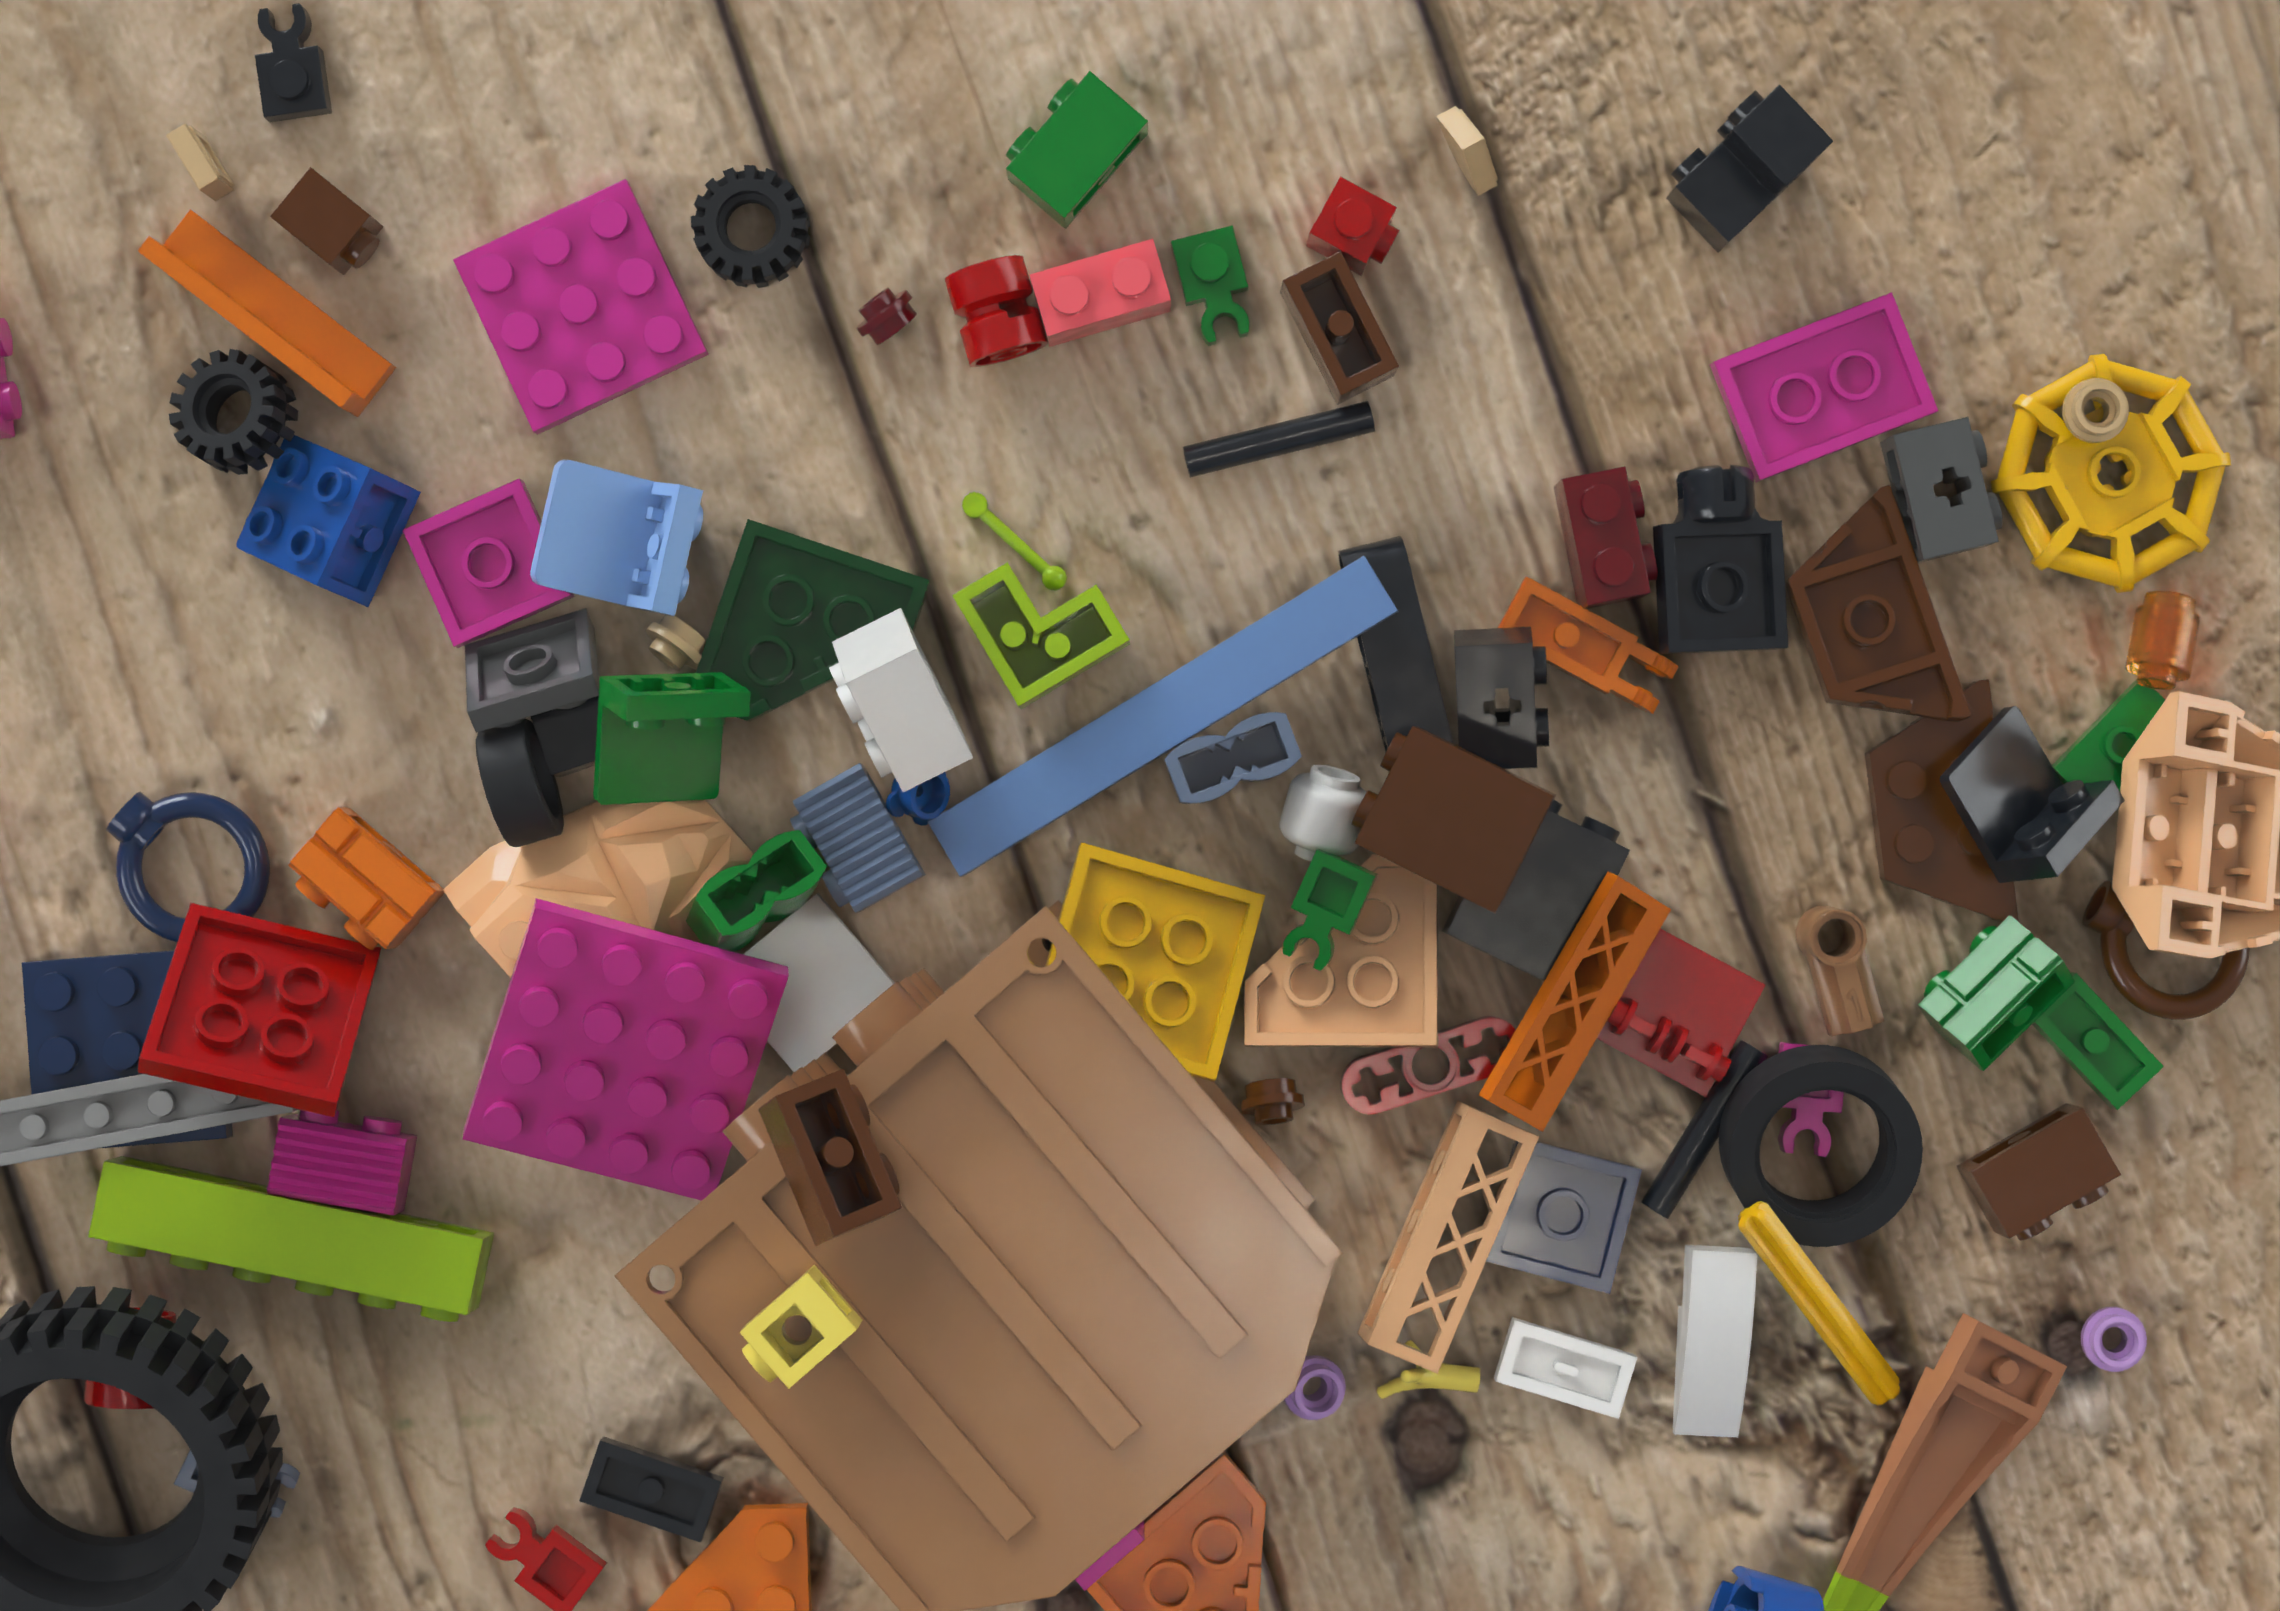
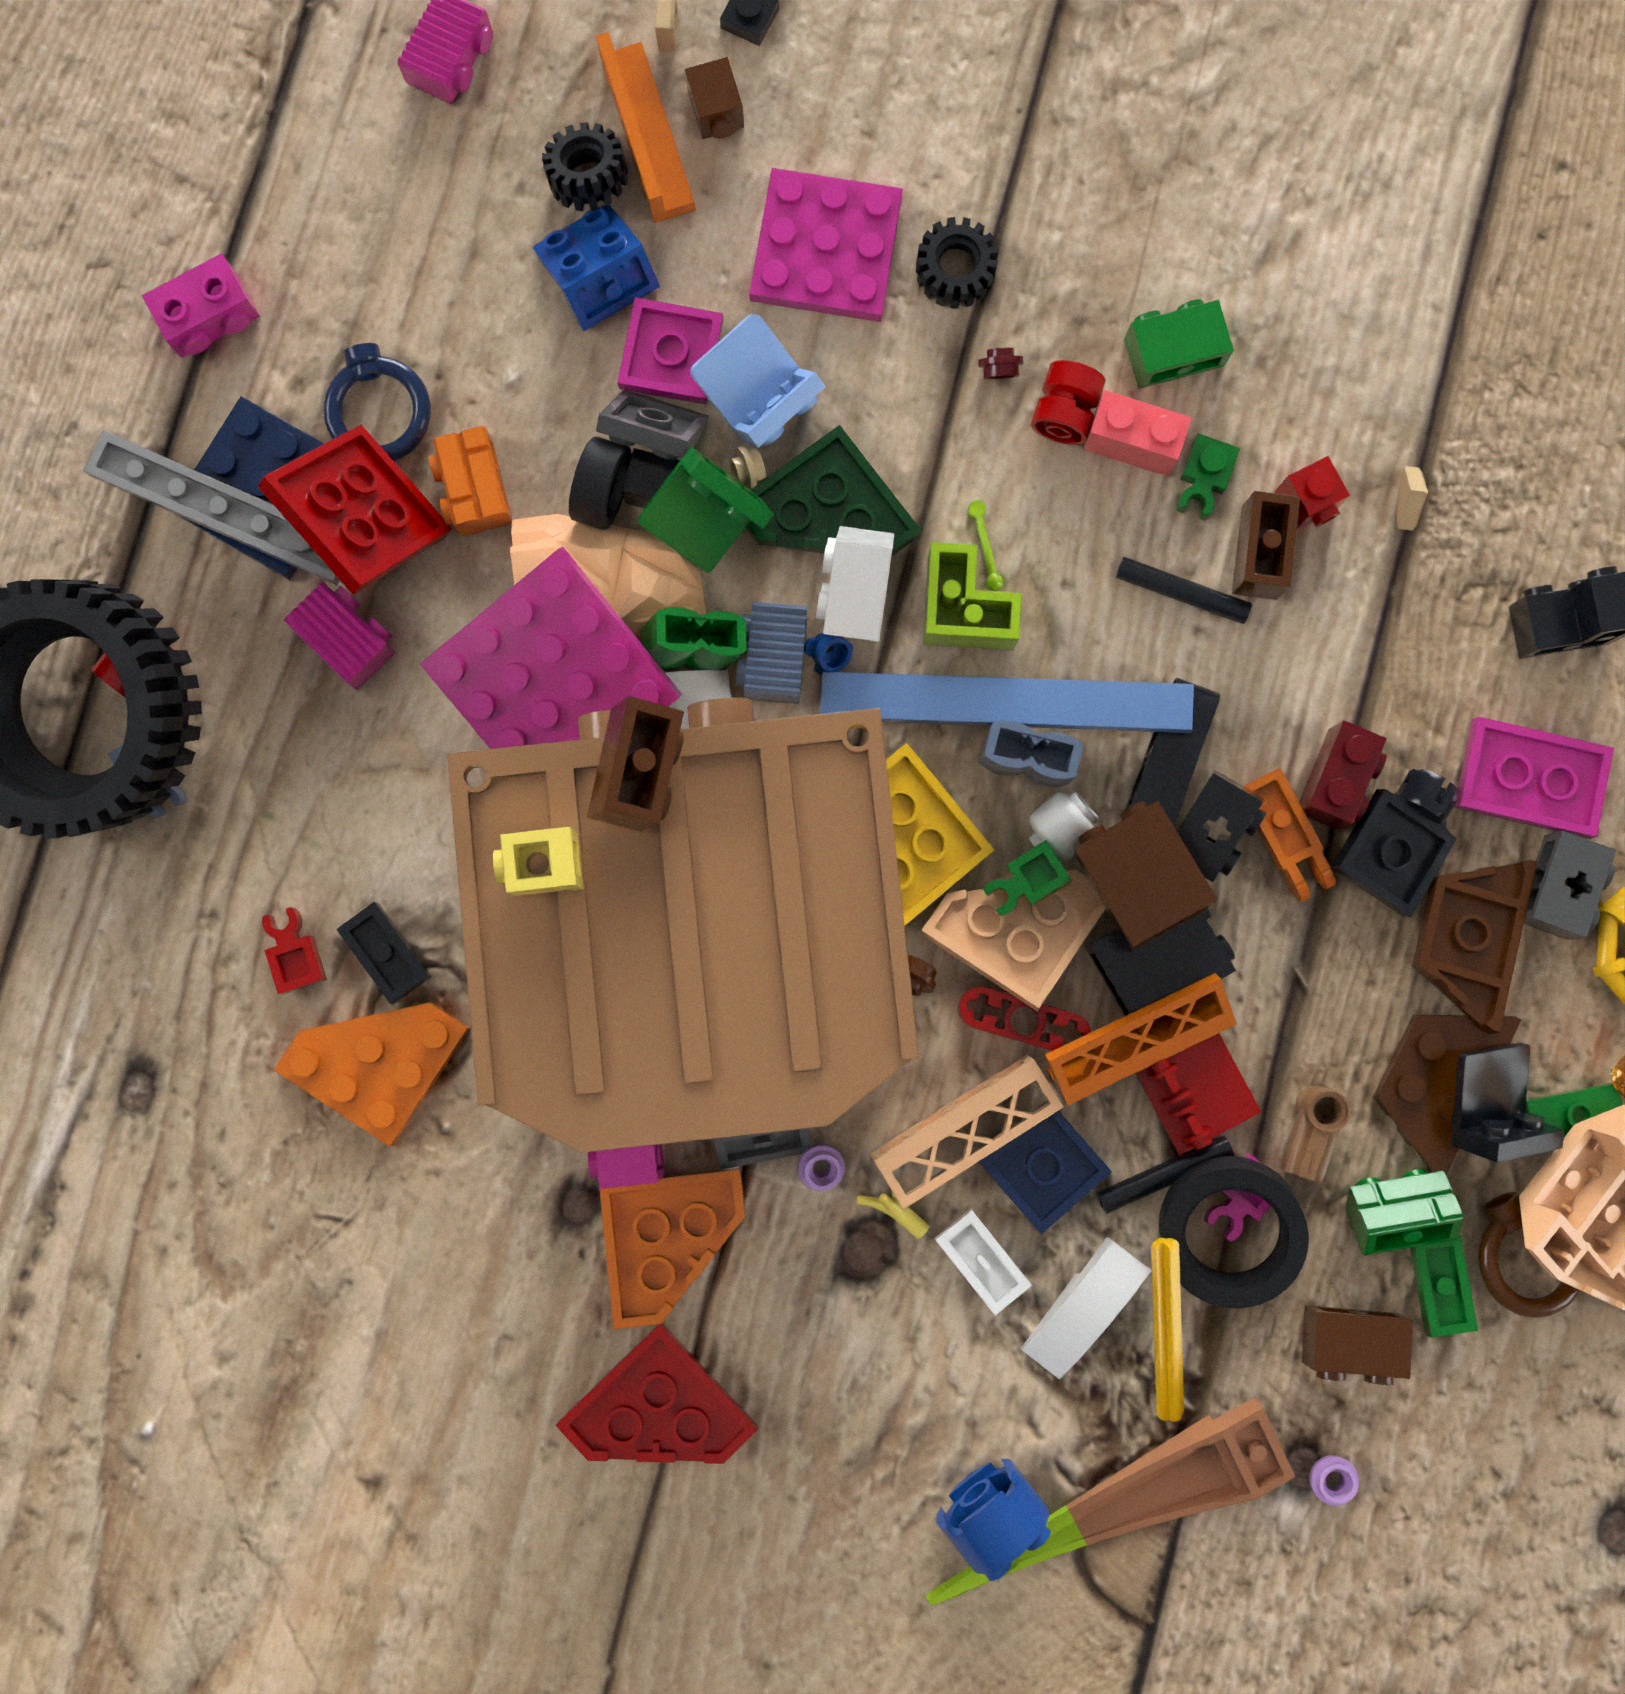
camera: 35 degrees right, 5 degrees down
(265, 1235) = (280, 657): lime brick -> none

